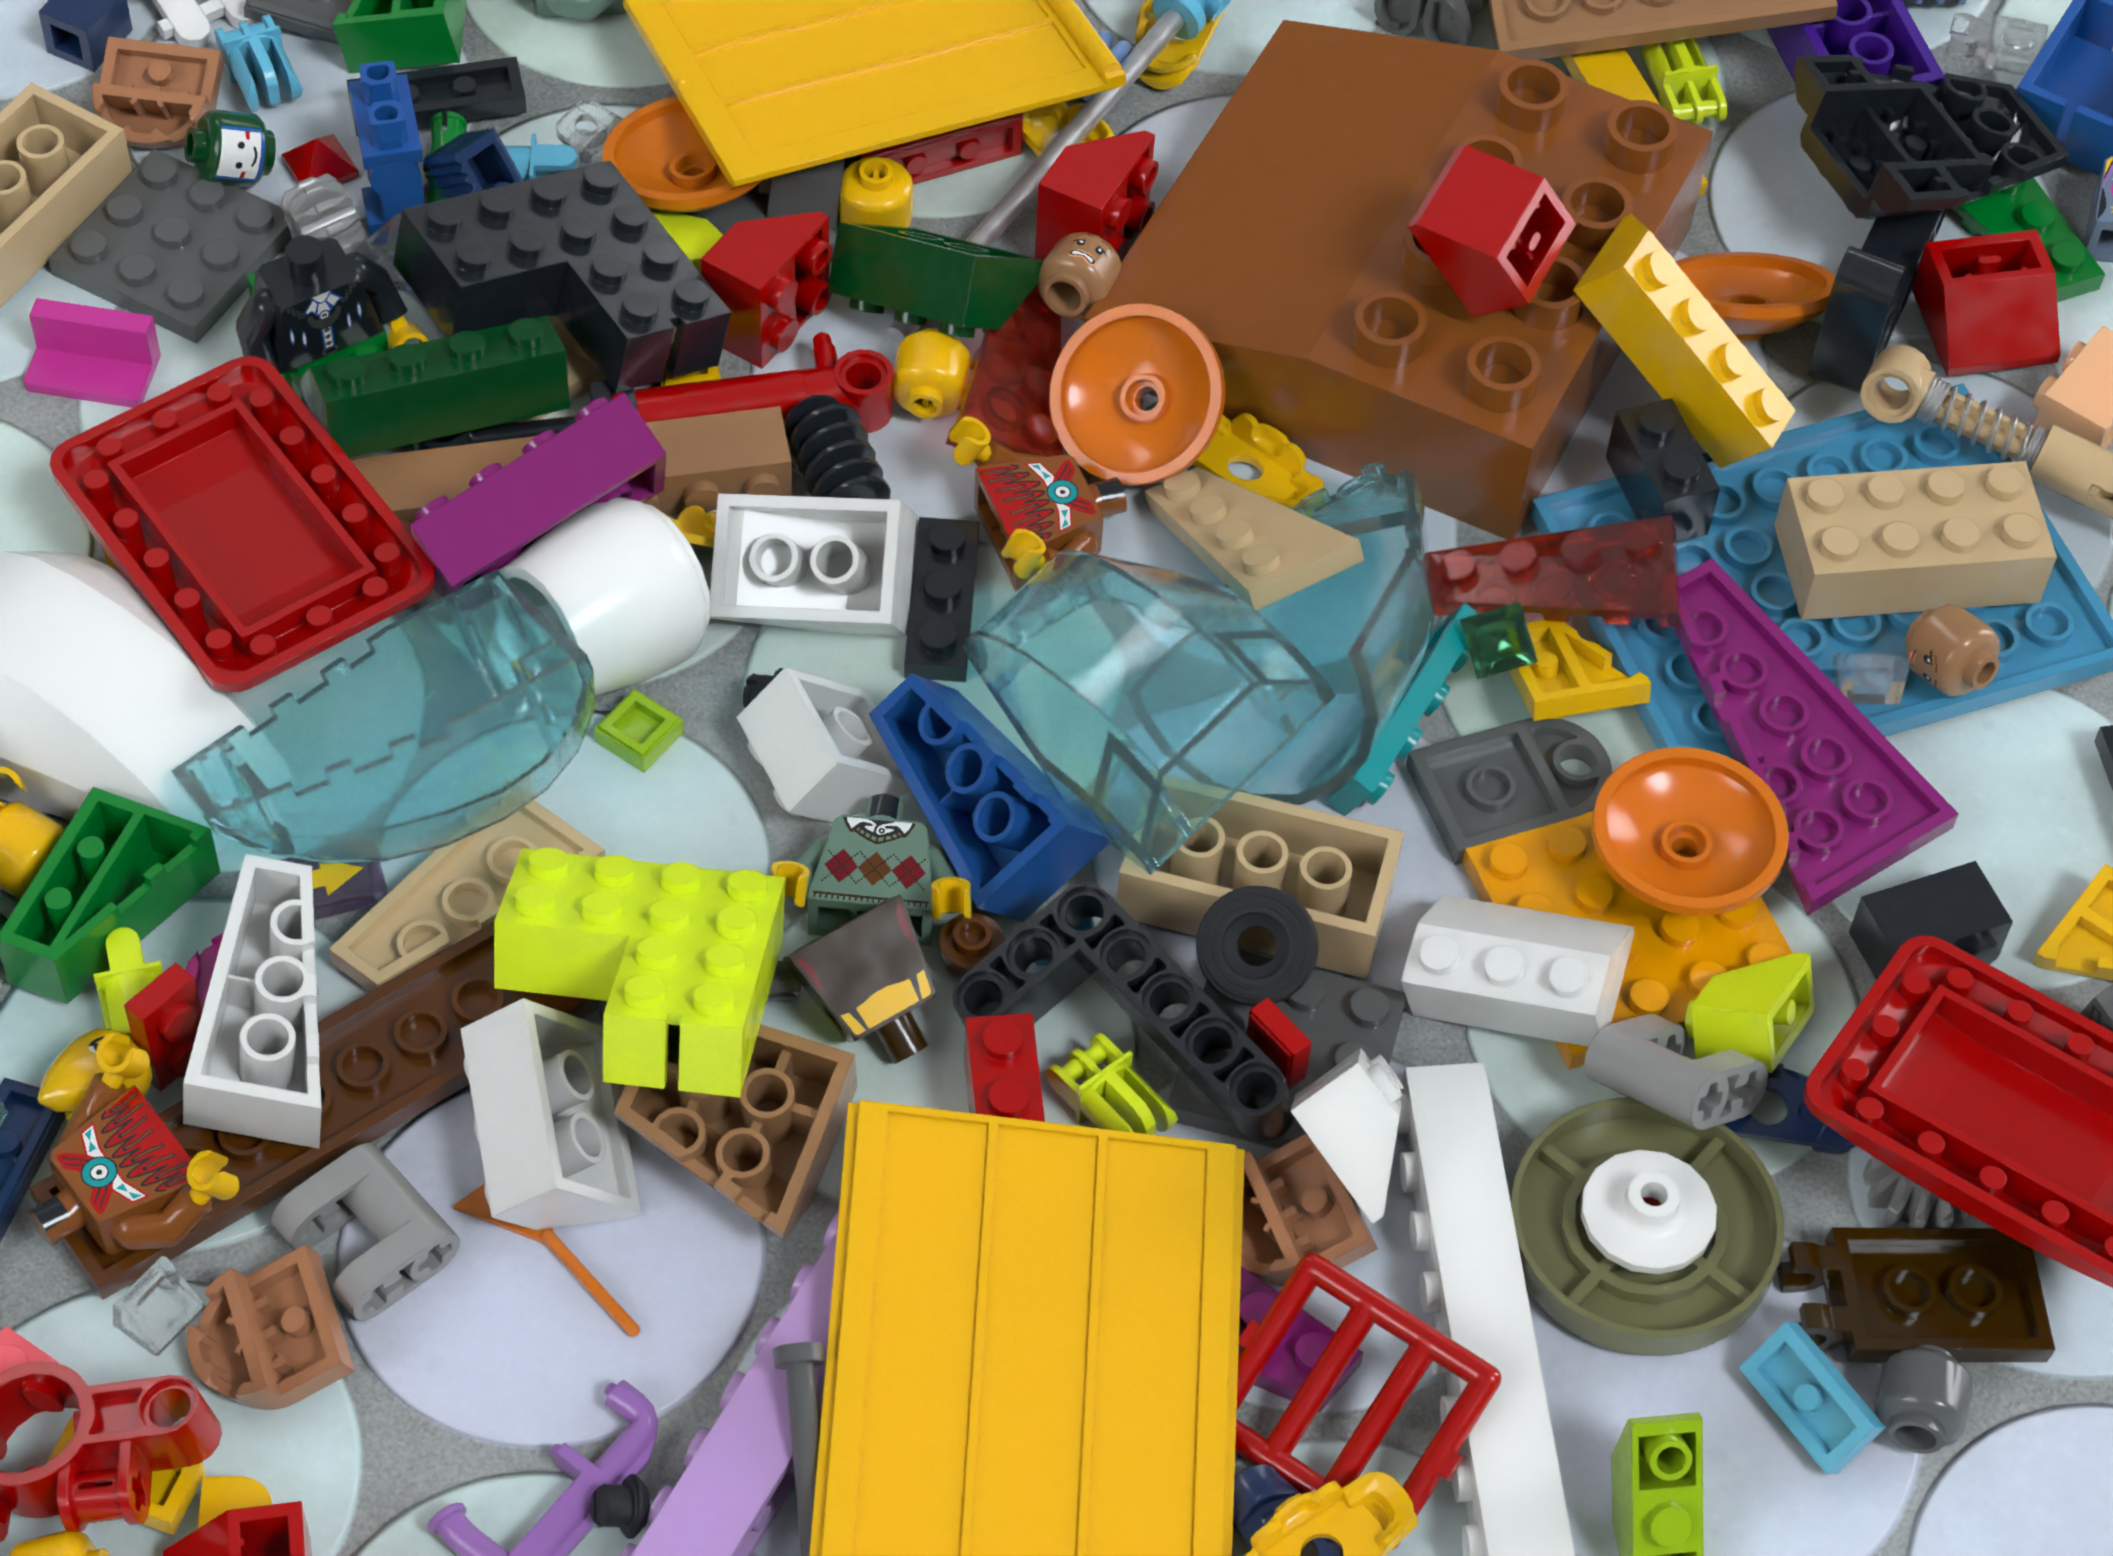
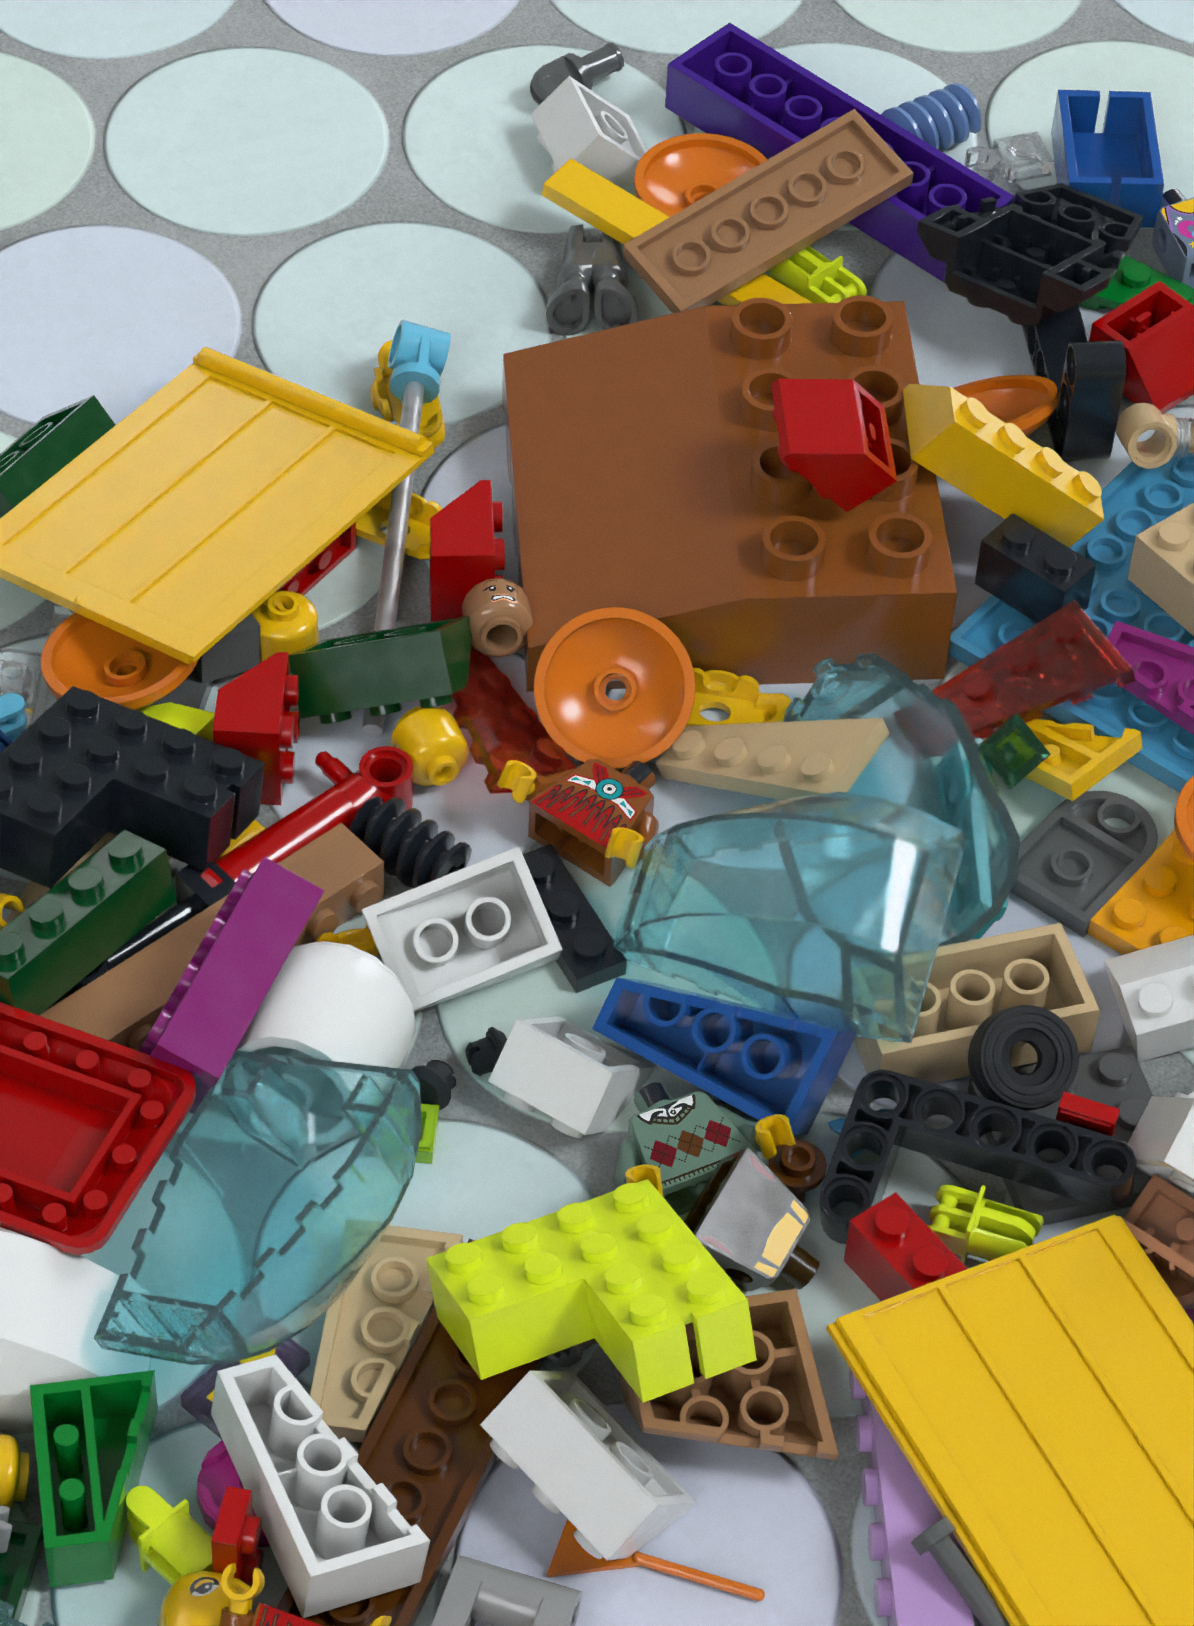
camera: 30 degrees left, 5 degrees down
(691, 695) = (435, 1082): none -> black piece

